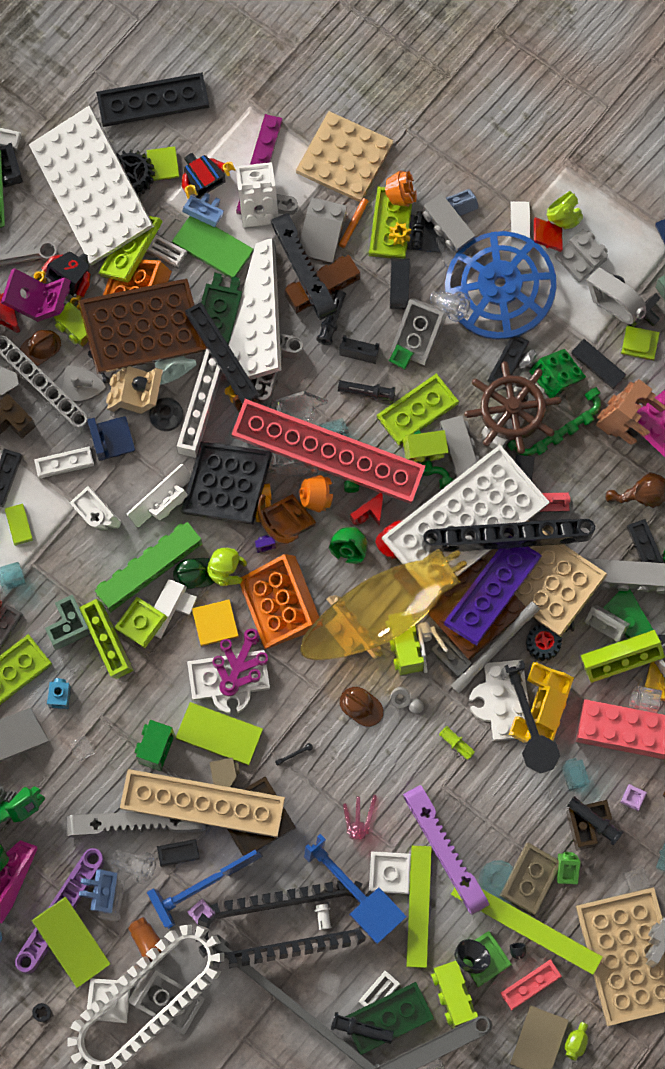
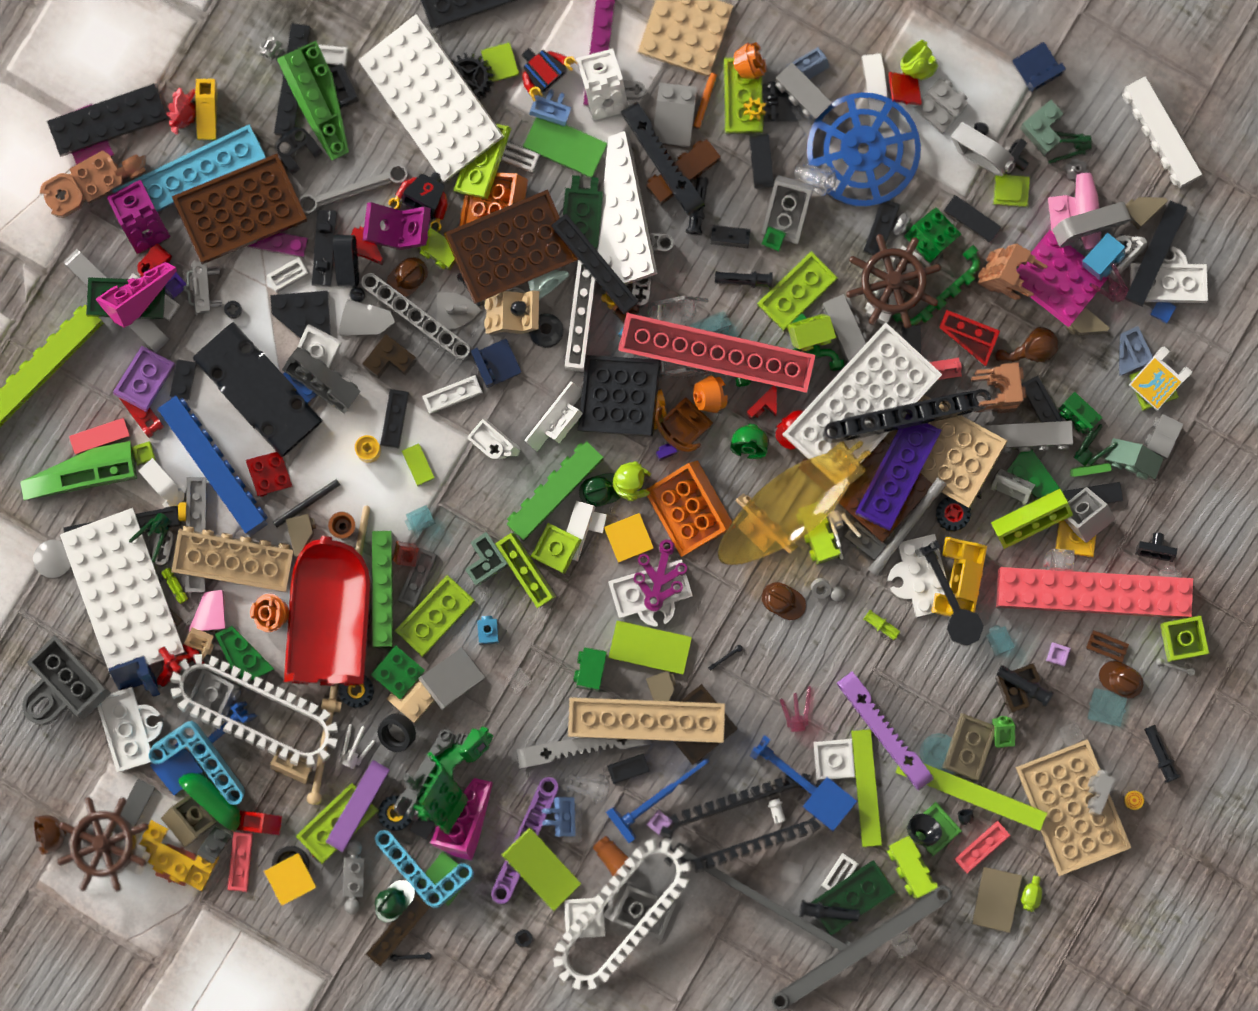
camera: 10 degrees left, 10 degrees up
(582, 470) = (970, 335): none -> red wedge
(612, 517) = (1006, 379): none -> nougat piece

